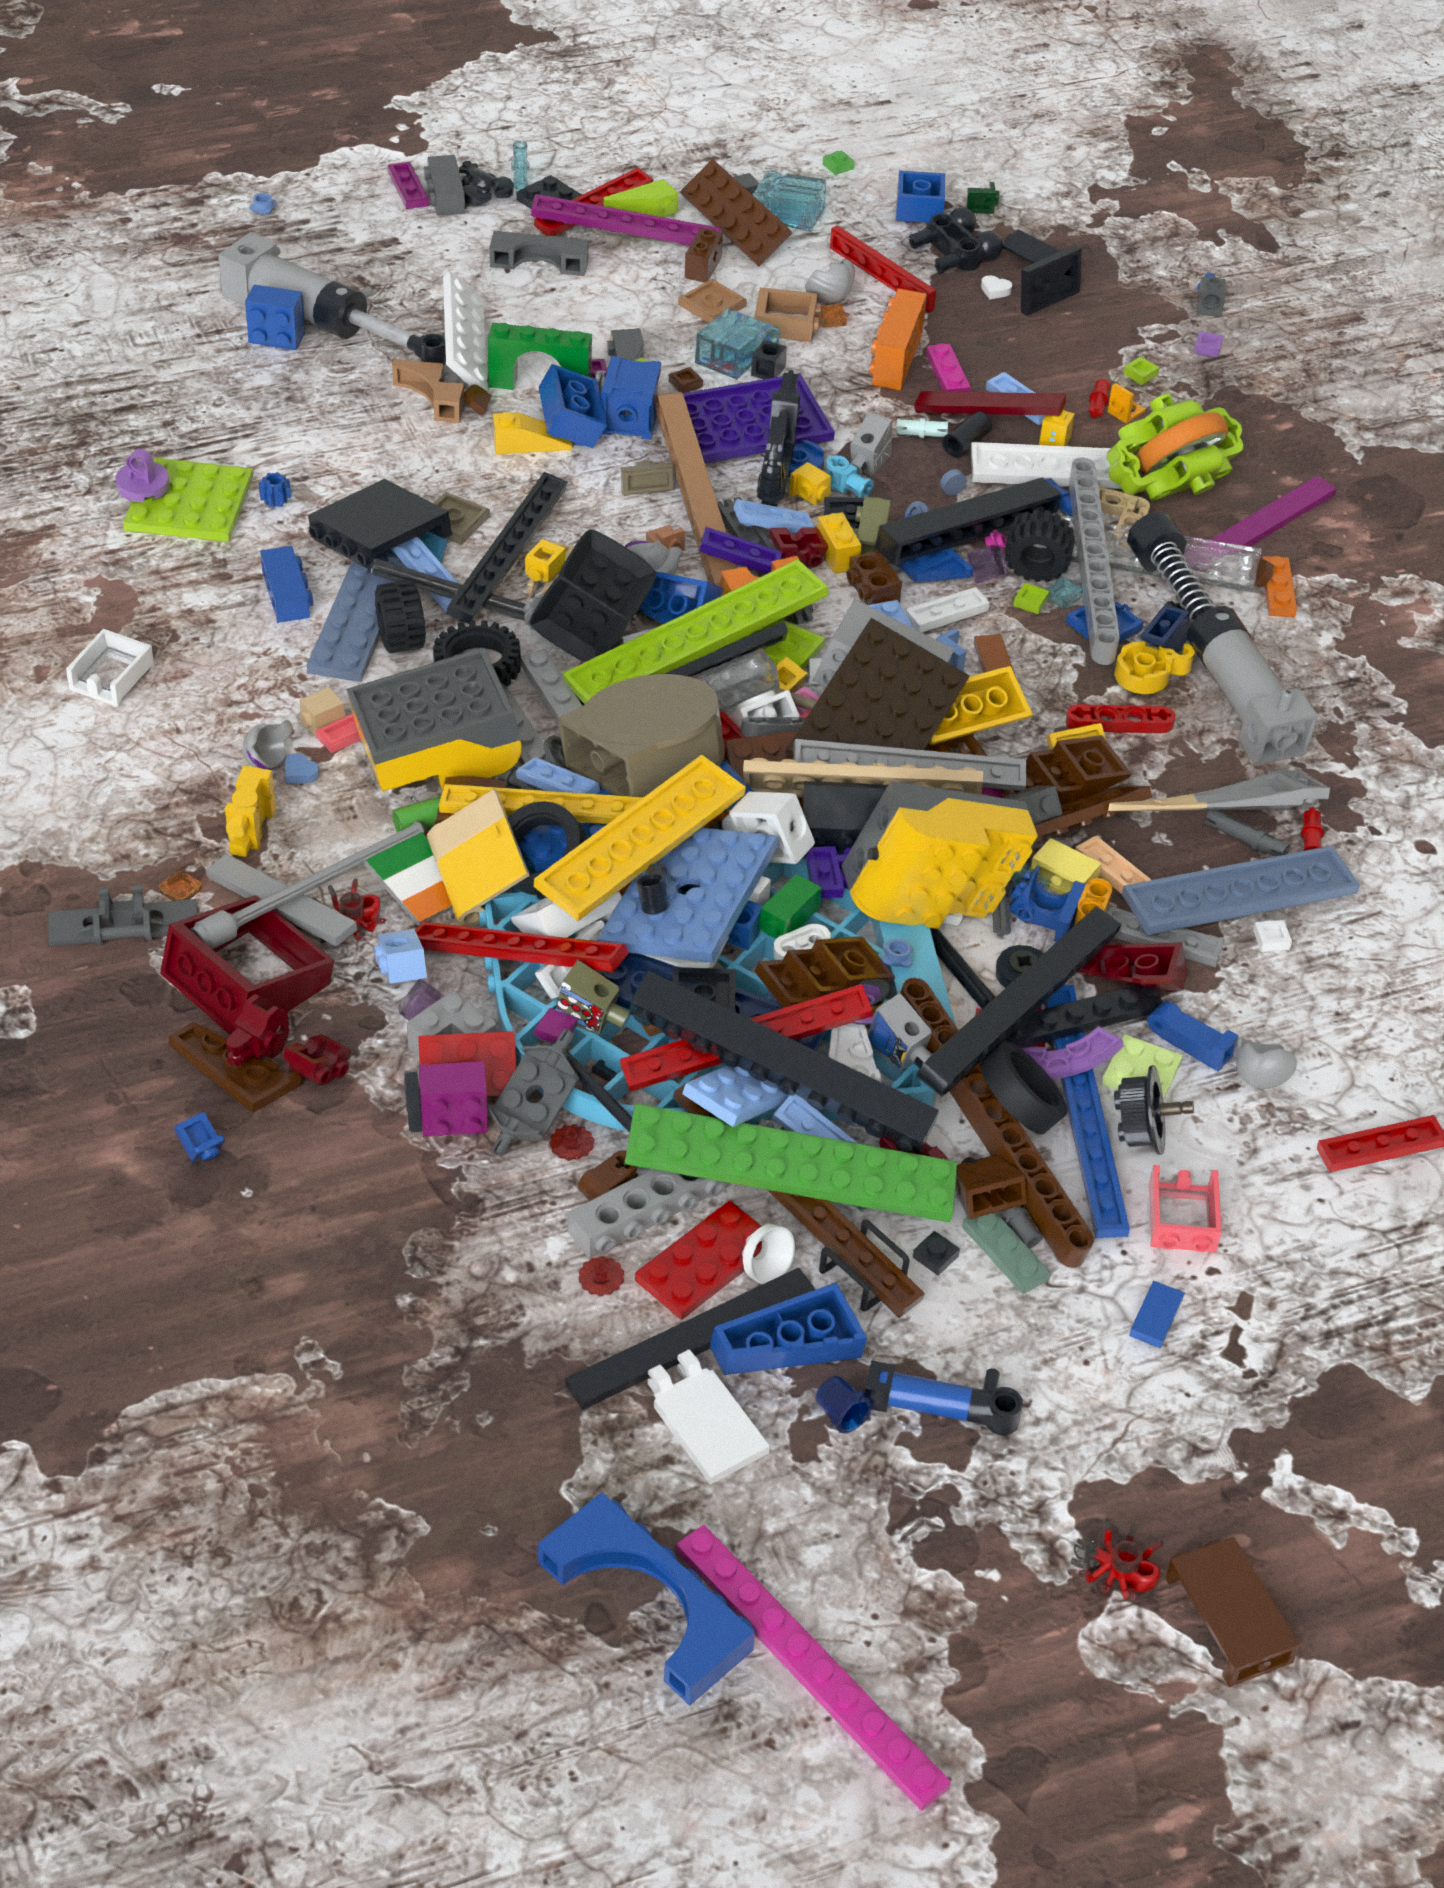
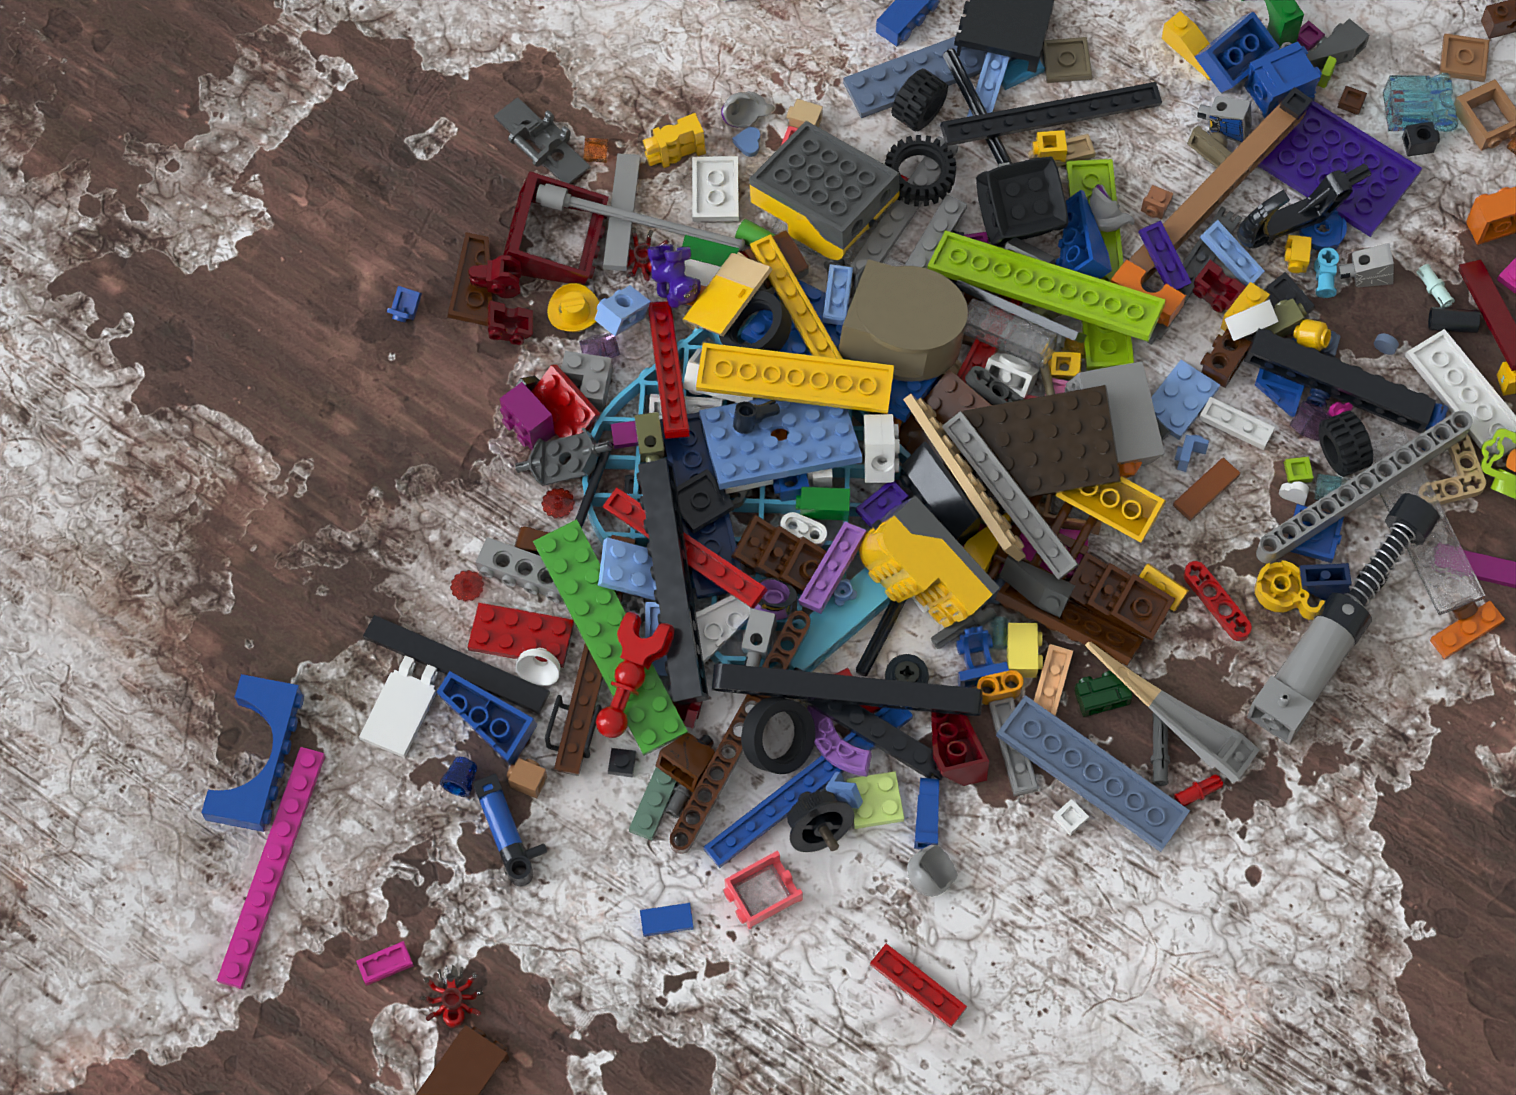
camera: 60 degrees right, 20 degrees up
(329, 819) = (715, 189): none -> white plate
(351, 1003) = (573, 308): none -> yellow hat
(426, 892) = (669, 267): none -> dark purple animal
(631, 444) = (1228, 117): none -> light grey torso
(674, 387) = (1296, 103): none -> black plate
(862, 532) = (1251, 319): none -> white slope
(863, 1156) = (630, 674): none -> red piece
(870, 938) = (832, 567): none -> medium lavender plate
(893, 1341) = (527, 777): none -> medium nougat brick
(908, 505) = (1312, 334): none -> yellow head
(968, 545) = (1318, 397): none -> dark blue bush
(1026, 1609) = (384, 963): none -> dark pink plate
(1053, 611) = (1294, 492): none -> white tile
(1127, 1068) = (844, 790): none -> medium blue bracket
(1158, 840) = (1101, 694): none -> dark green brick

